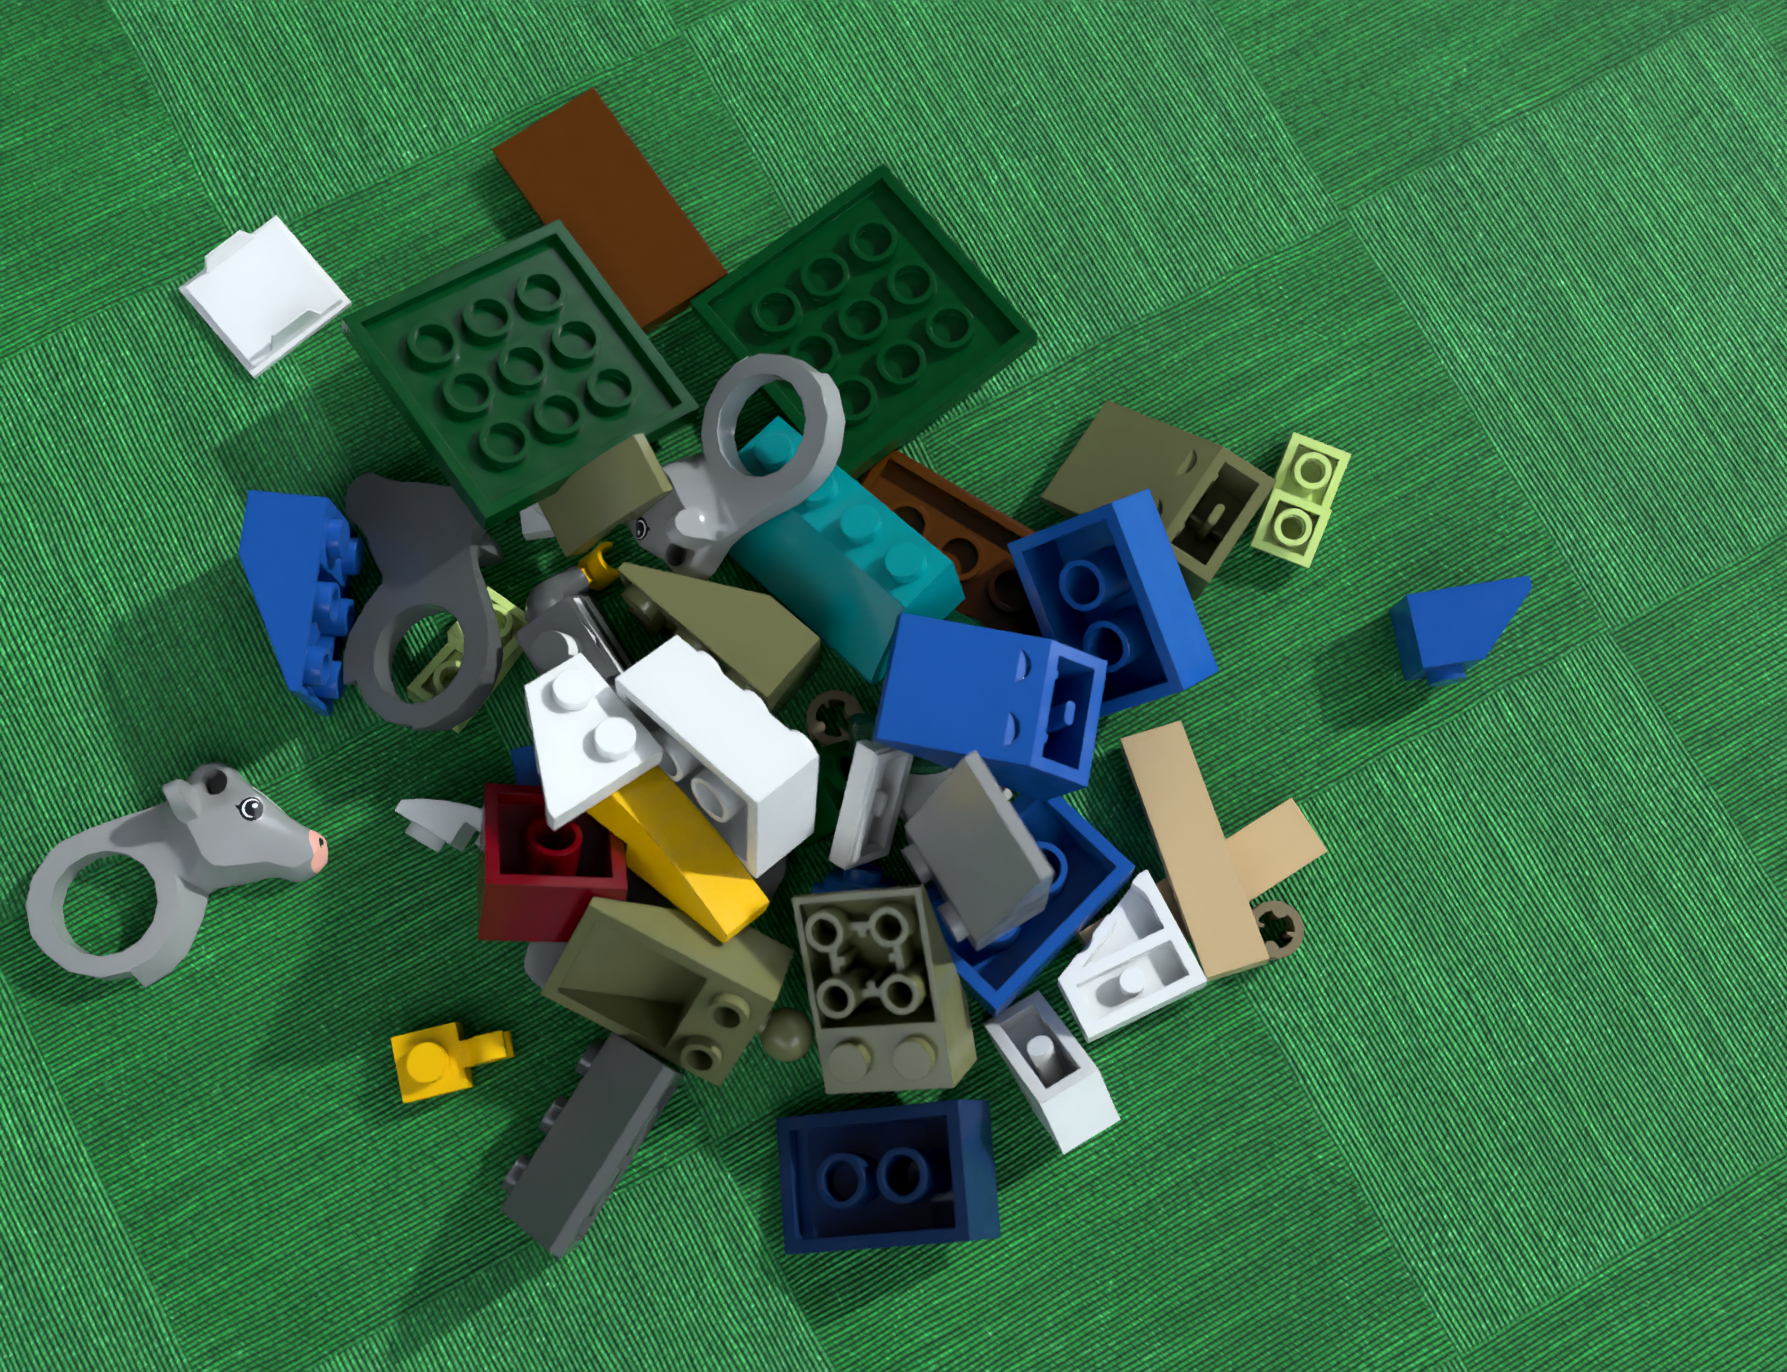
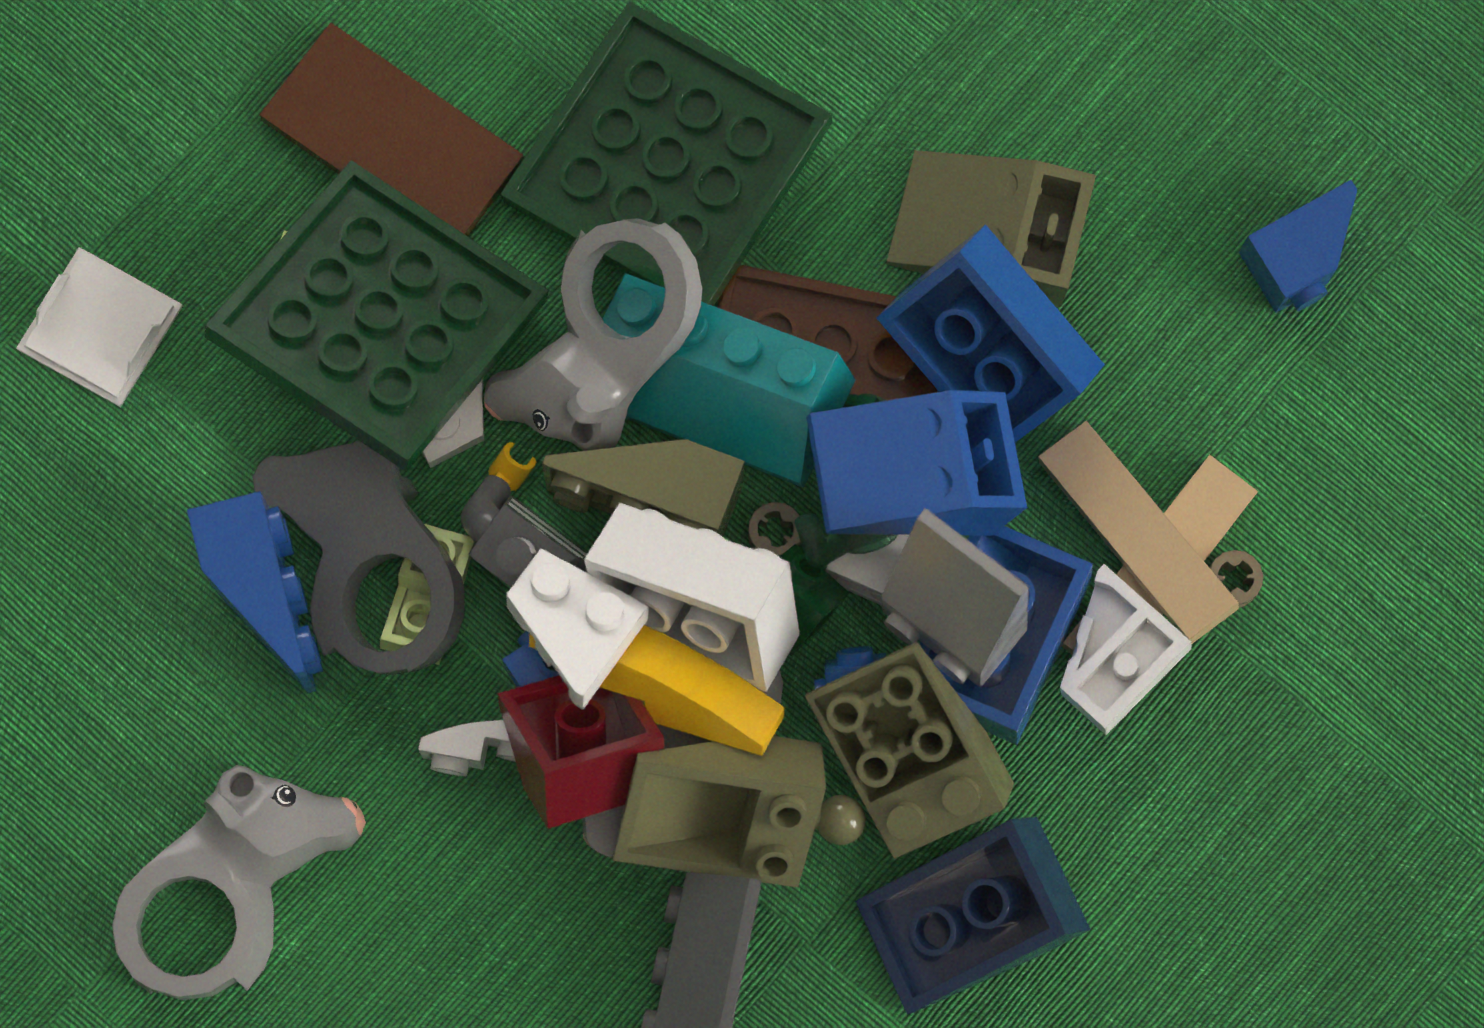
camera: 15 degrees left, 0 degrees up
(440, 1059) = (537, 958): yellow plate -> none
(604, 494) = (500, 401): olive slope -> none
(870, 804) = (841, 592): white tile -> none
(1053, 1072) = (1084, 771): white slope -> none
(1300, 500) = (1123, 182): yellowish green slope -> none

